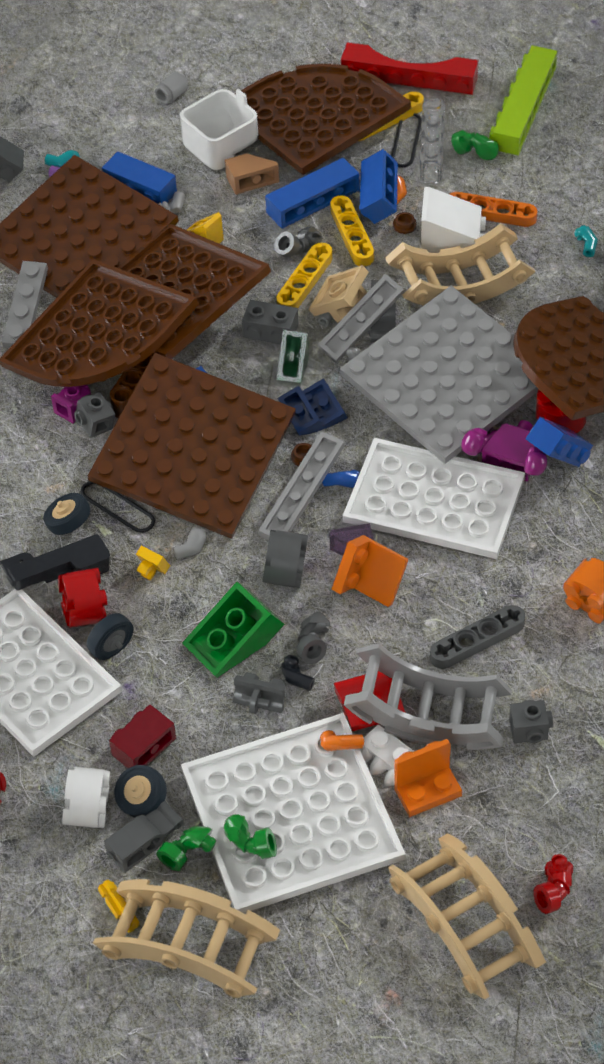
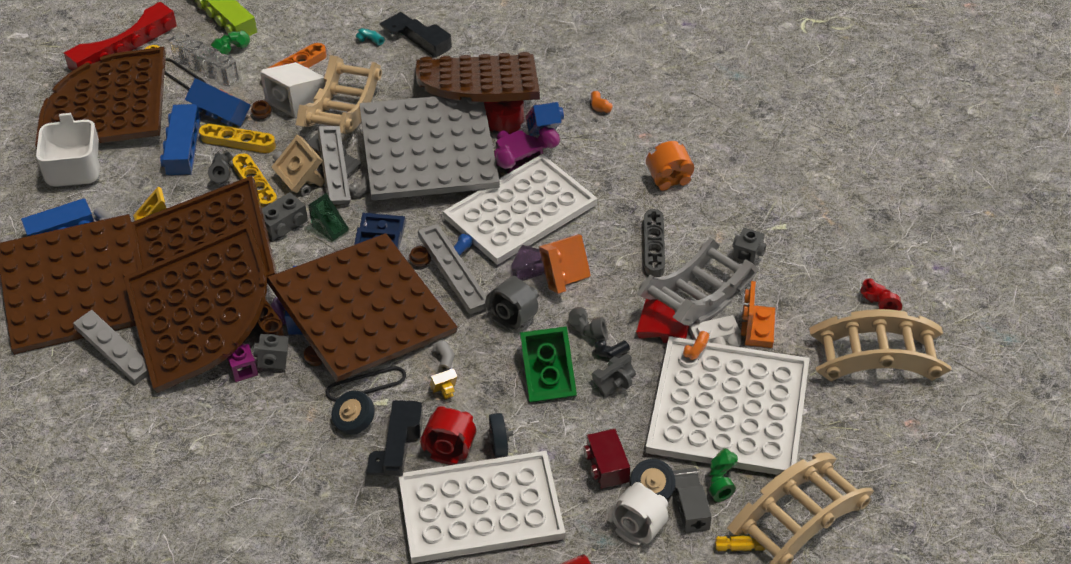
camera: 60 degrees left, 5 degrees down
(250, 172) = (123, 162): medium nougat slope -> none
(261, 843) = (737, 435): green arm -> none

